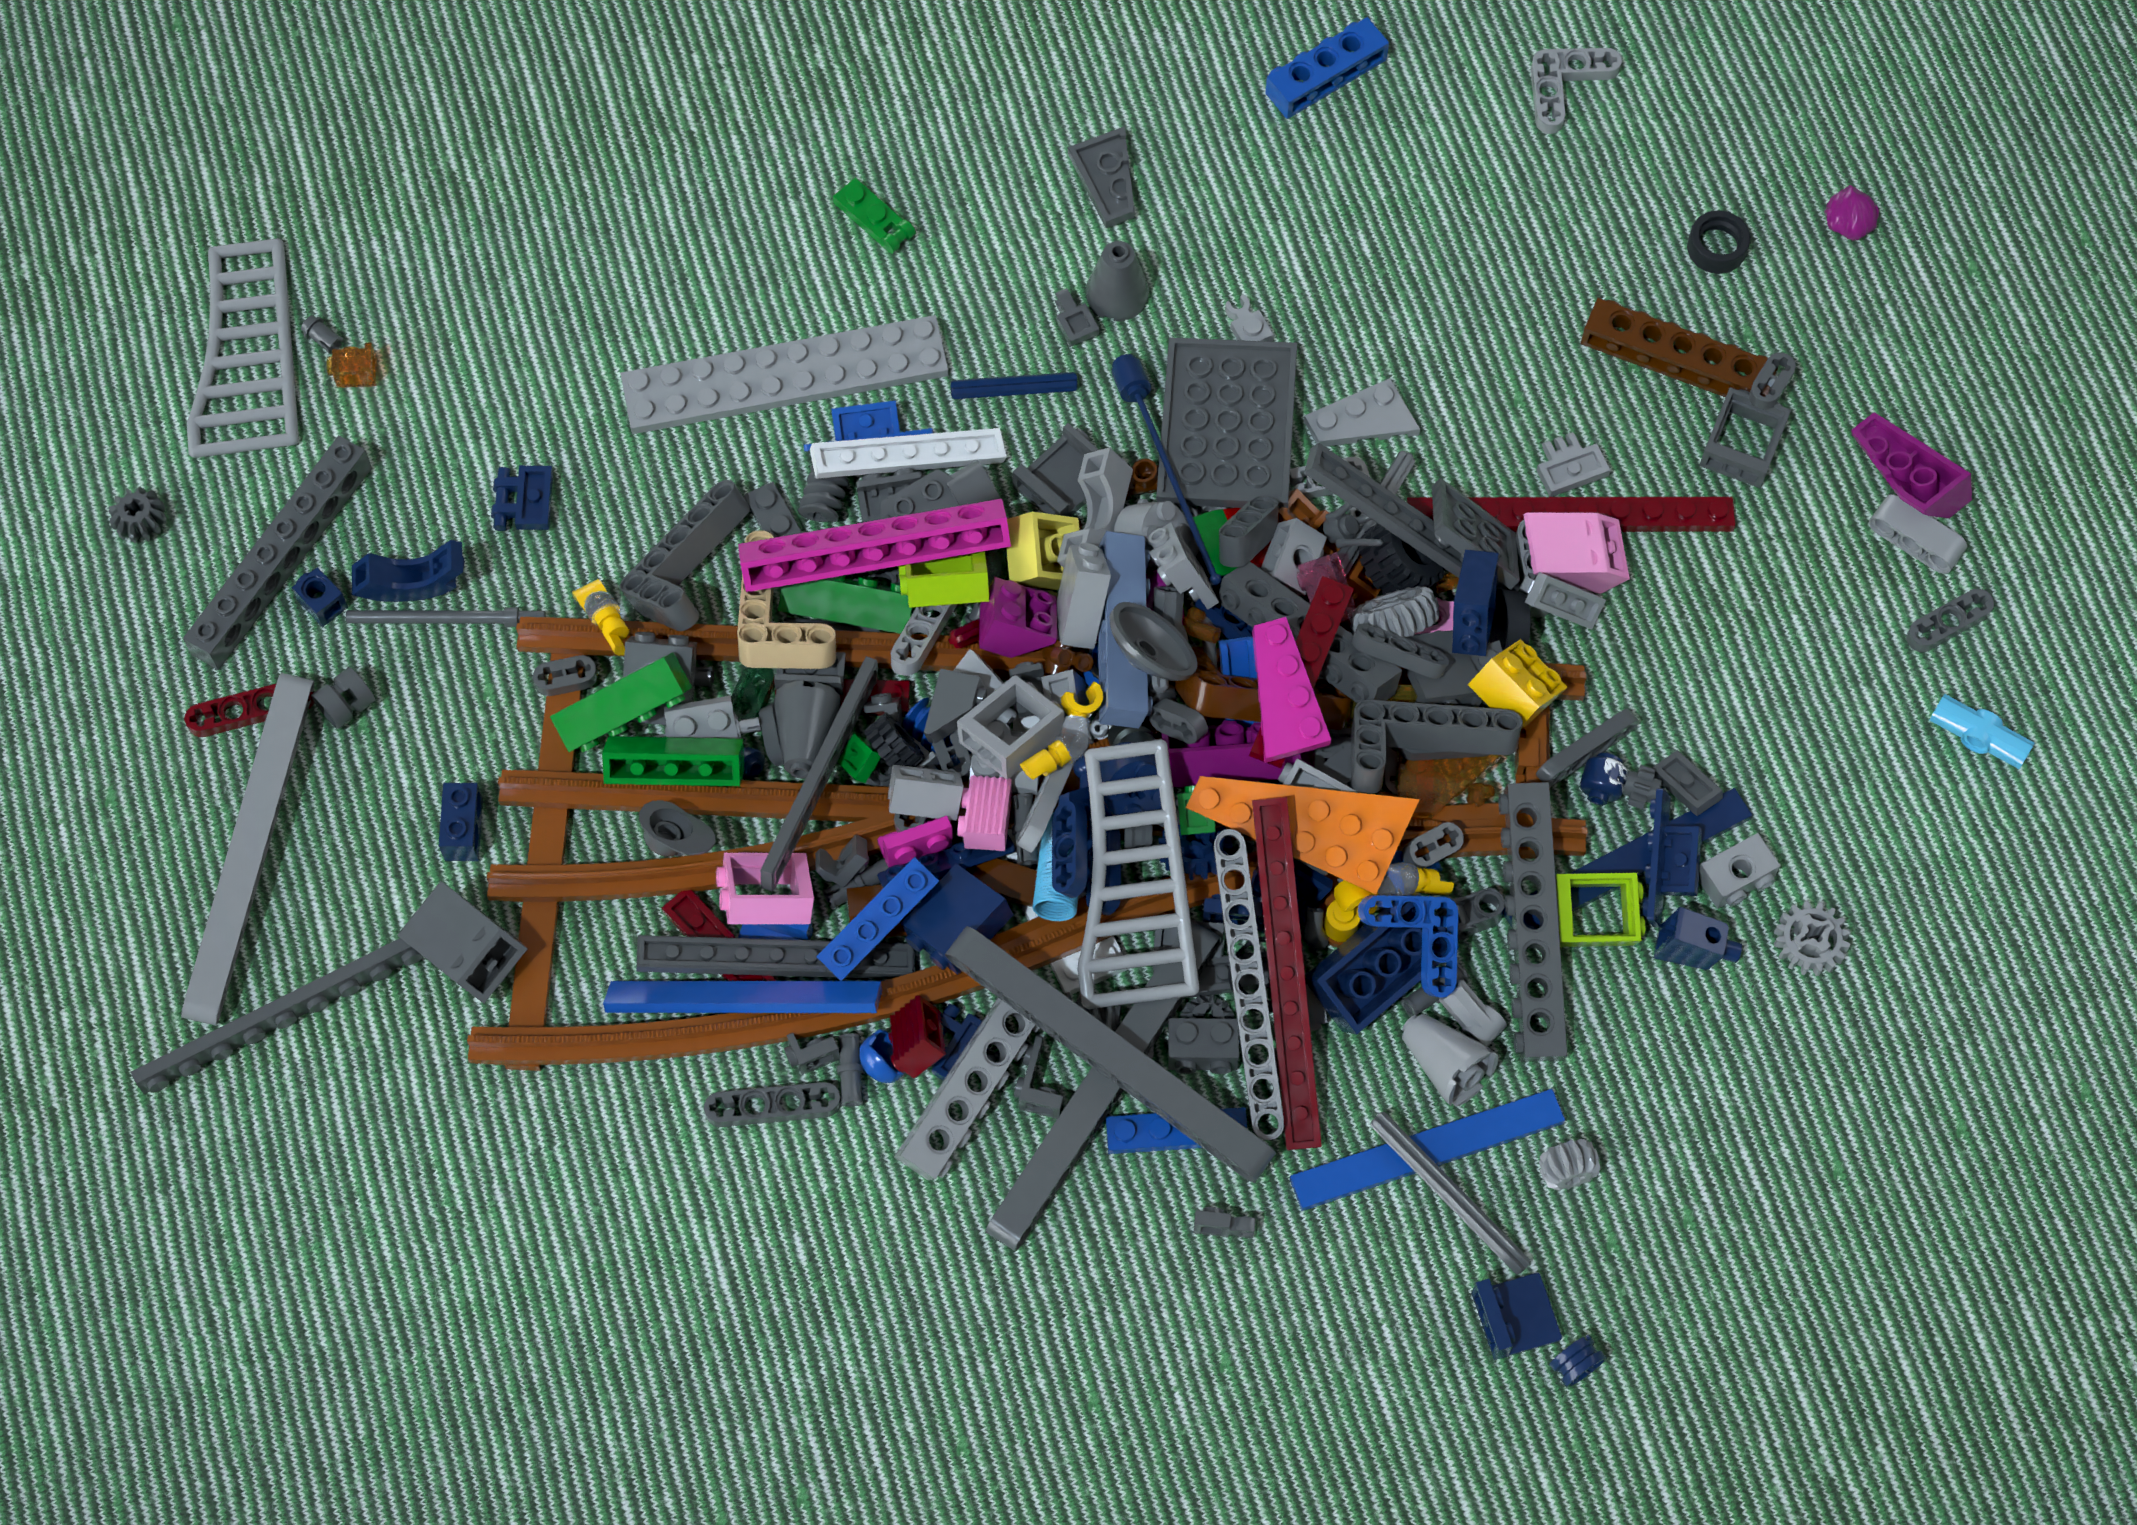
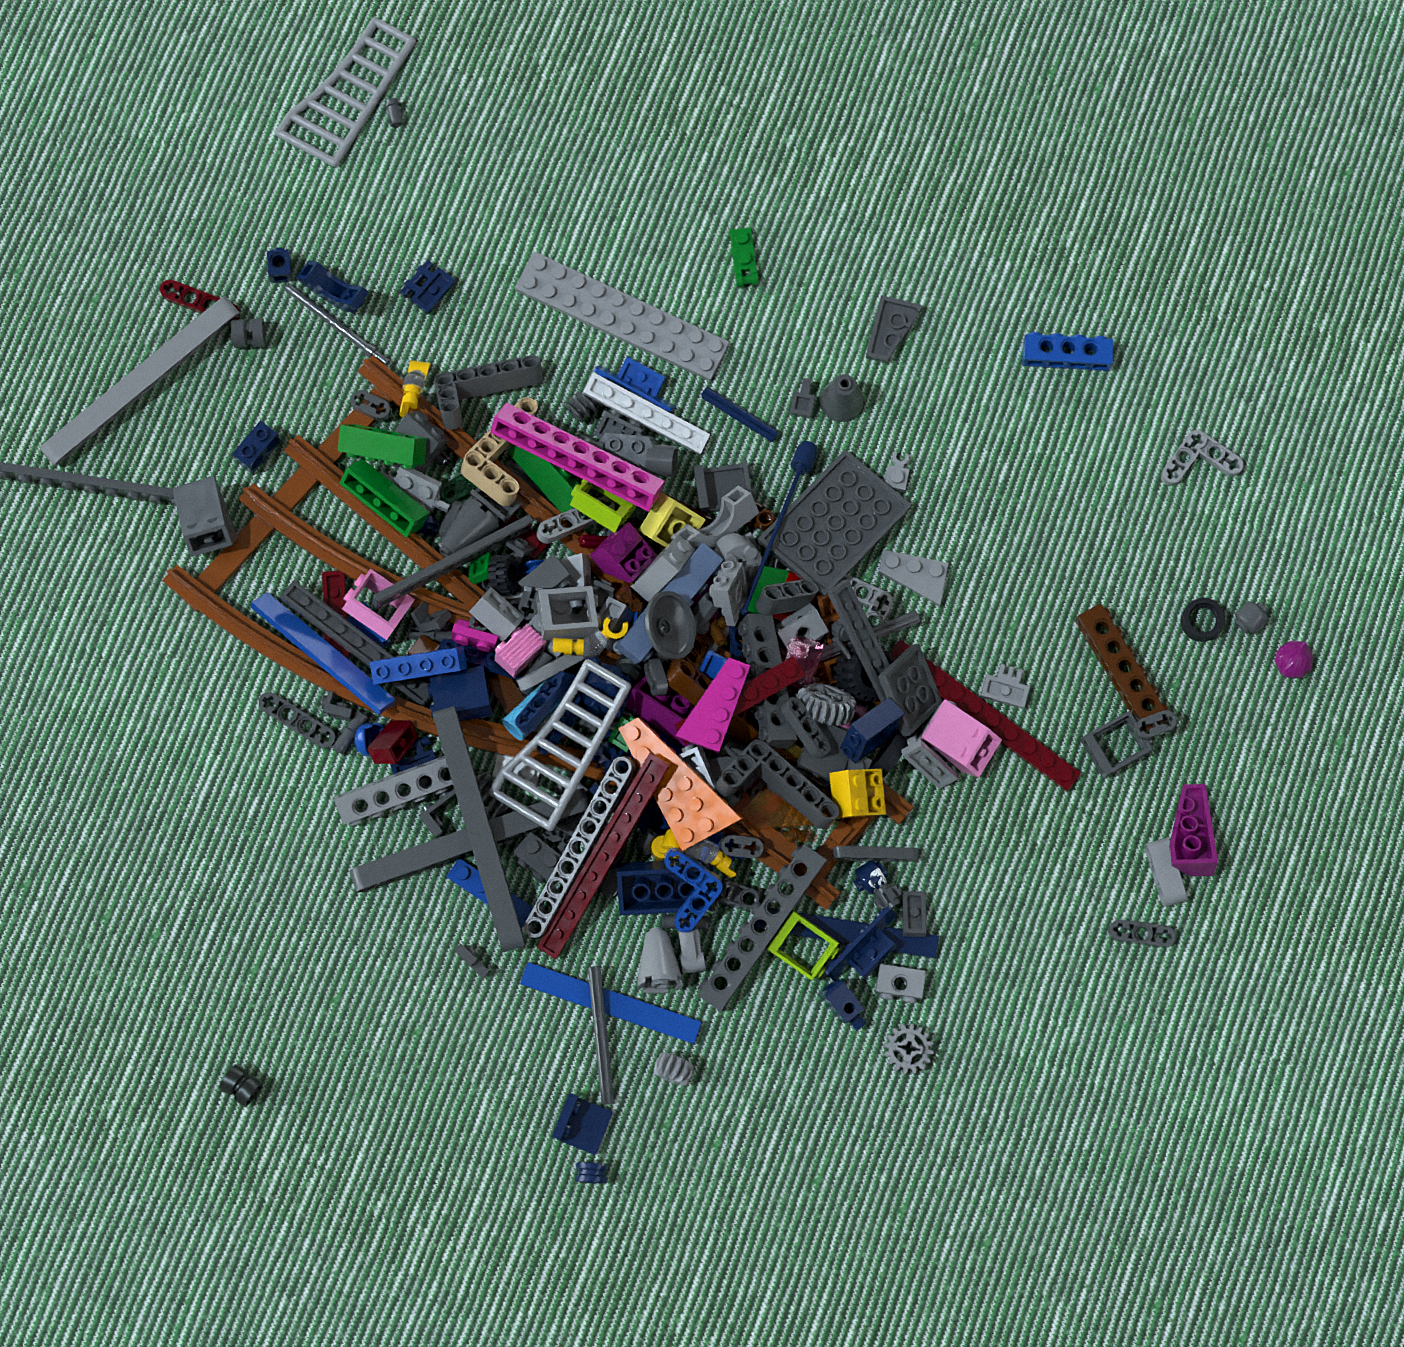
camera: 35 degrees right, 10 degrees up
(137, 514) = (225, 142): dark grey gear -> none
(277, 553) = (277, 224): dark grey brick -> none
(353, 366) = (396, 144): clear orange brick -> none
(674, 831) = (352, 537): dark grey piece -> none
(771, 511) = (551, 397): dark grey plate -> none
(1768, 202) = (1251, 617): none -> dark grey head
(1982, 731) = (1102, 1008): medium azure piece -> none

